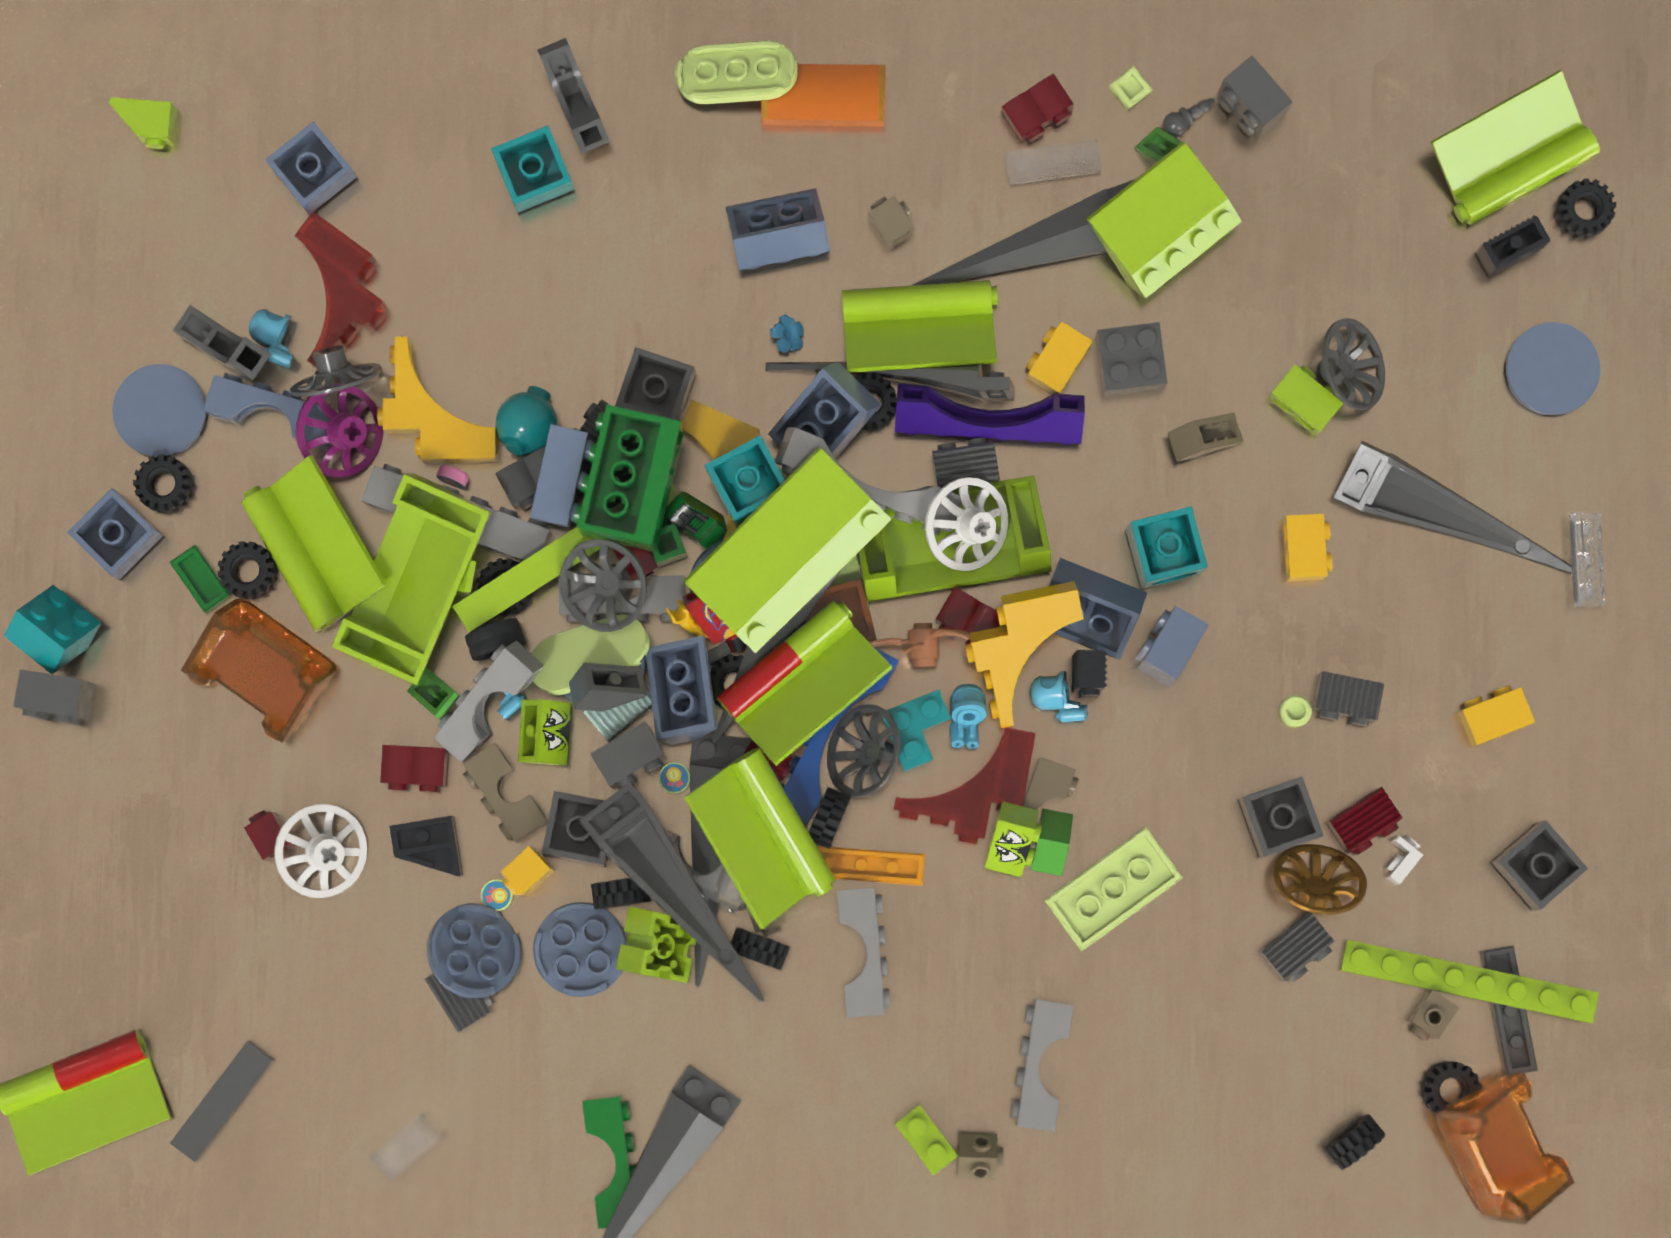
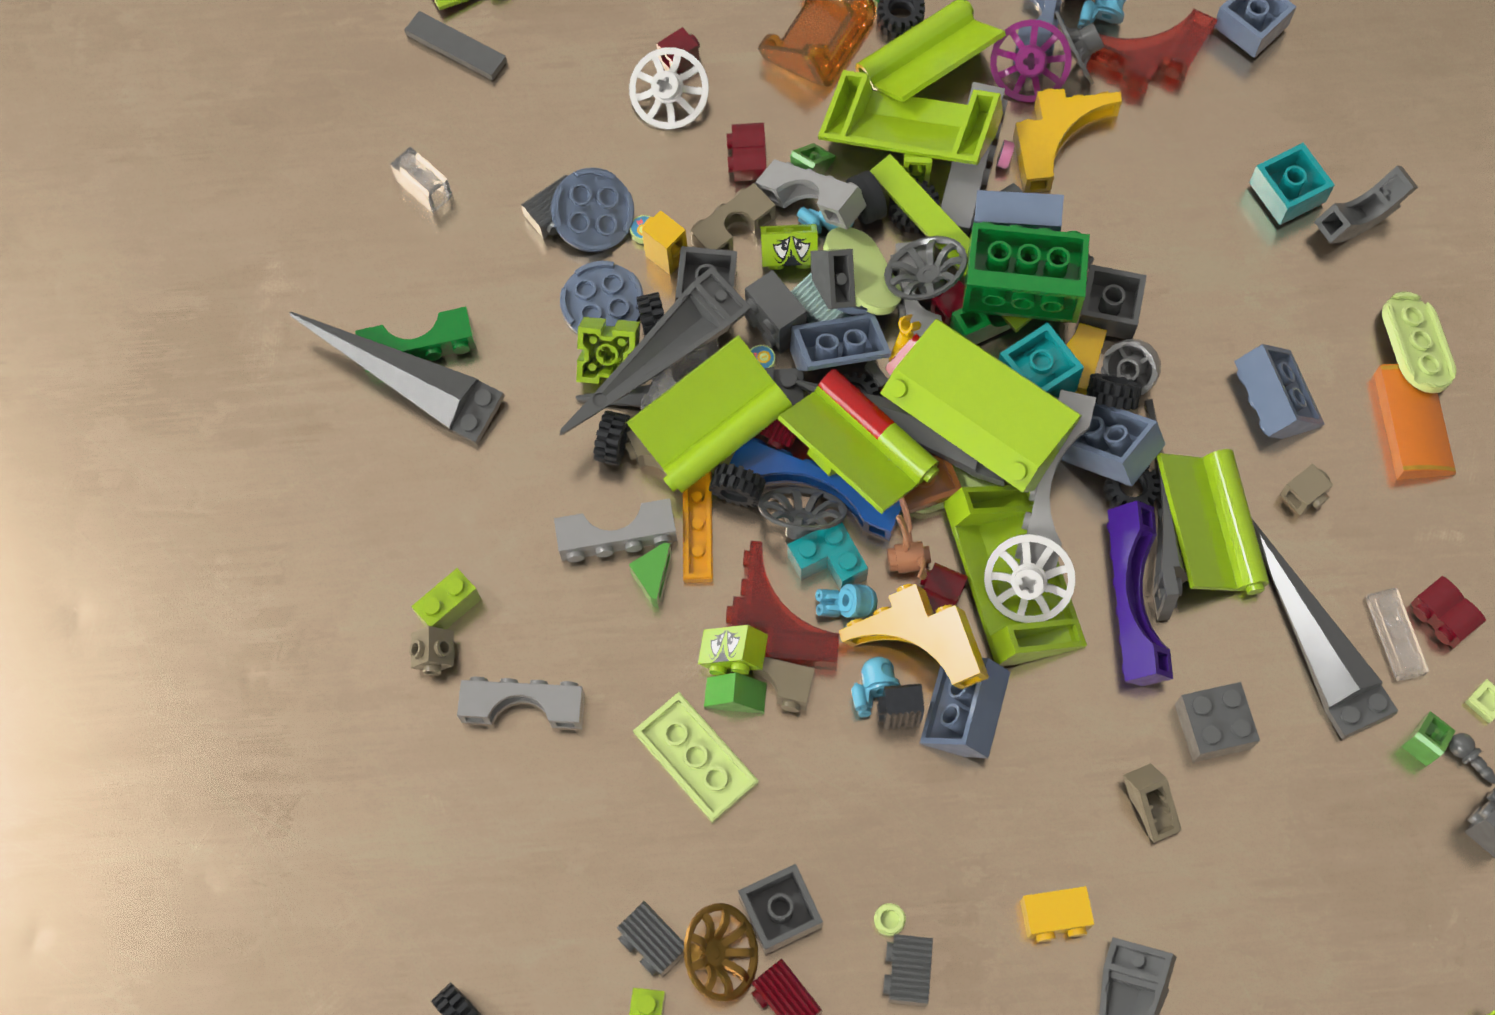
camera: 85 degrees right, 15 degrees down
(428, 844) = (683, 171): black wing -> none
(525, 420) = (1076, 202): teal brick -> none
(696, 519) = (1001, 335): green leg -> none
(737, 380) = (1134, 361): none -> light grey cylinder
(769, 404) = (1114, 391): none -> black tyre
(788, 334) = (1182, 411): dark azure plant -> none
(914, 918) = (651, 572): none -> bright green slope
(972, 461) = (1091, 586): dark grey brick -> none
(1059, 358) = (1205, 654): yellow brick -> none
(1163, 220) = (1365, 734): lime slope -> none
(1166, 547) = (1035, 767): teal brick -> none
(1174, 643) = (937, 777): sand blue brick -> none
(1306, 399) = (1208, 900): lime brick -> none
(1343, 368) = (1248, 935): dark grey wheel -> none

